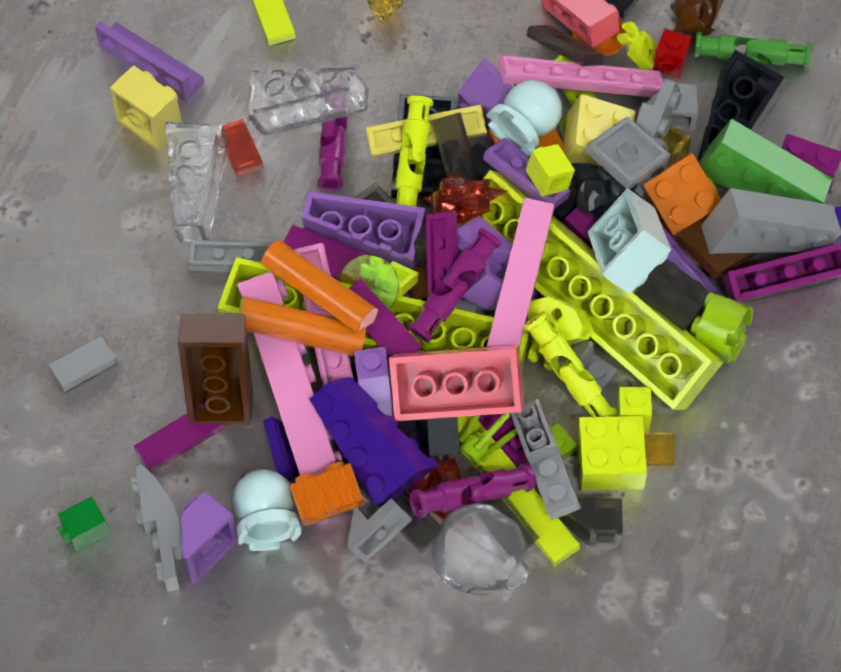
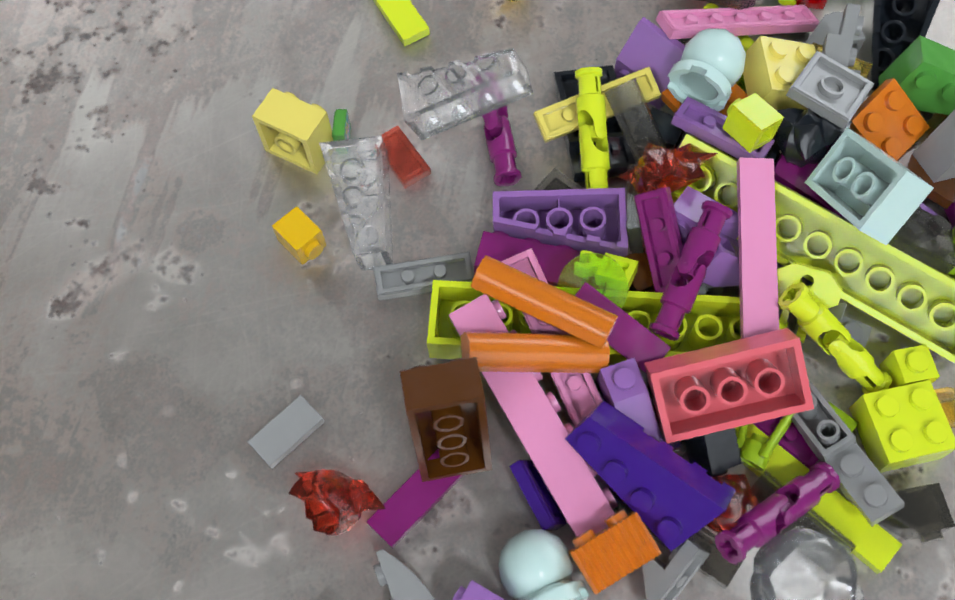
camera: 10 degrees left, 5 degrees up
(110, 420) = (333, 499): none -> clear red hair
(130, 201) = (299, 235): none -> yellow brick
(146, 57) = (269, 74): medium lavender fence -> none
(190, 110) = (341, 125): none -> bright green tile

